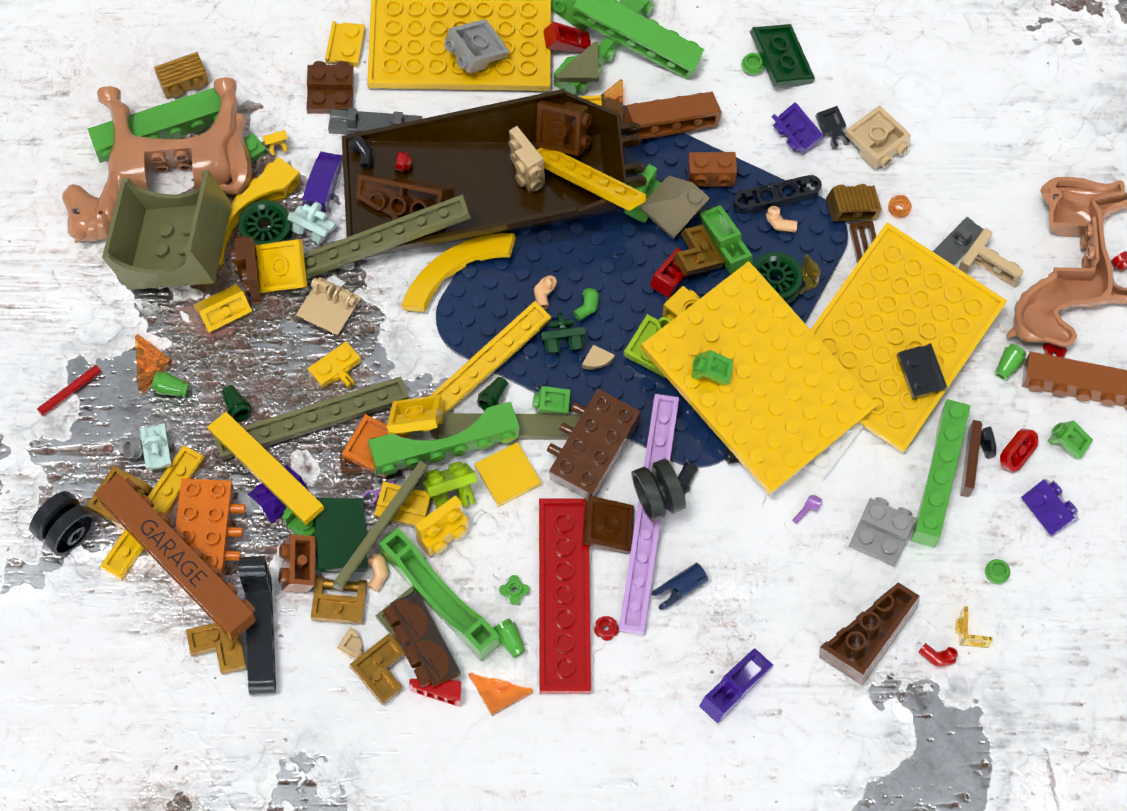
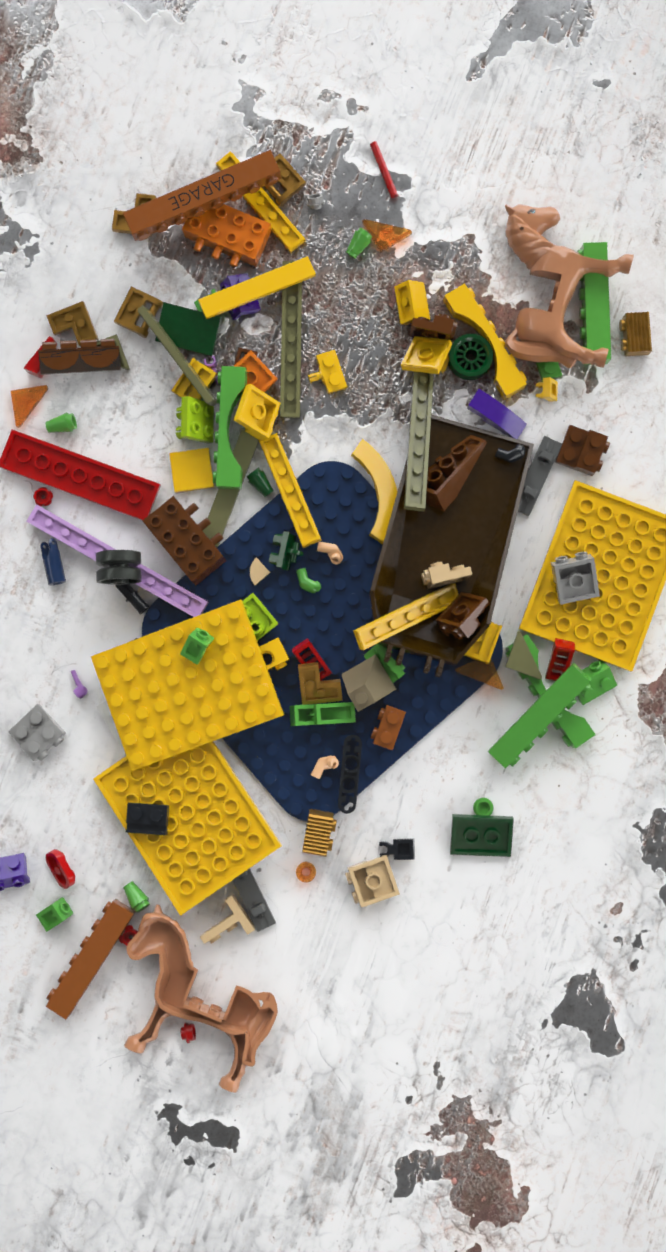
camera: 115 degrees right, 20 degrees up
(62, 523) = (267, 128): black wheel -> none
(155, 447) = (307, 215): light aqua hips -> none
(167, 236) = (480, 270): olive container -> none
(235, 403) = (323, 287): dark green cone -> none
(257, 587) = (161, 253): black beam -> none
(297, 563) = (170, 288): dark orange brick -> none
(313, 219) = (459, 392): light aqua hips -> none
(328, 305) = (384, 384): tan hinge -> none
(345, 43) = (623, 477): yellow plate -> none
(351, 645) = (101, 311): tan tile -> none
(380, 570) = (150, 349): light nougat arm -> none
(402, 161) = (488, 482): red plate -> none
(441, 527) = (157, 396): yellow plate -> none
(460, 618) = (86, 393): bright green arch -> none
(514, 597) = (103, 443): bright green plate -> none
(551, 400) = (234, 523): bright green bracket -> none
(608, 524) = (119, 527): reddish brown plate -> none
(674, 115) = (453, 716): dark orange brick -> none
(789, 281) = (270, 756): dark green wheel -> none
(798, 127) = (406, 817): dark purple bracket -> none
(810, 273) = (266, 769): clear yellow bracket -> none
(854, 237) = (286, 821): reddish brown tile -> none
(941, 473) = (54, 792): bright green arch -> none
(971, 458) = (67, 827): reddish brown tile -> none
(988, 442) = (76, 847): black tile -> none

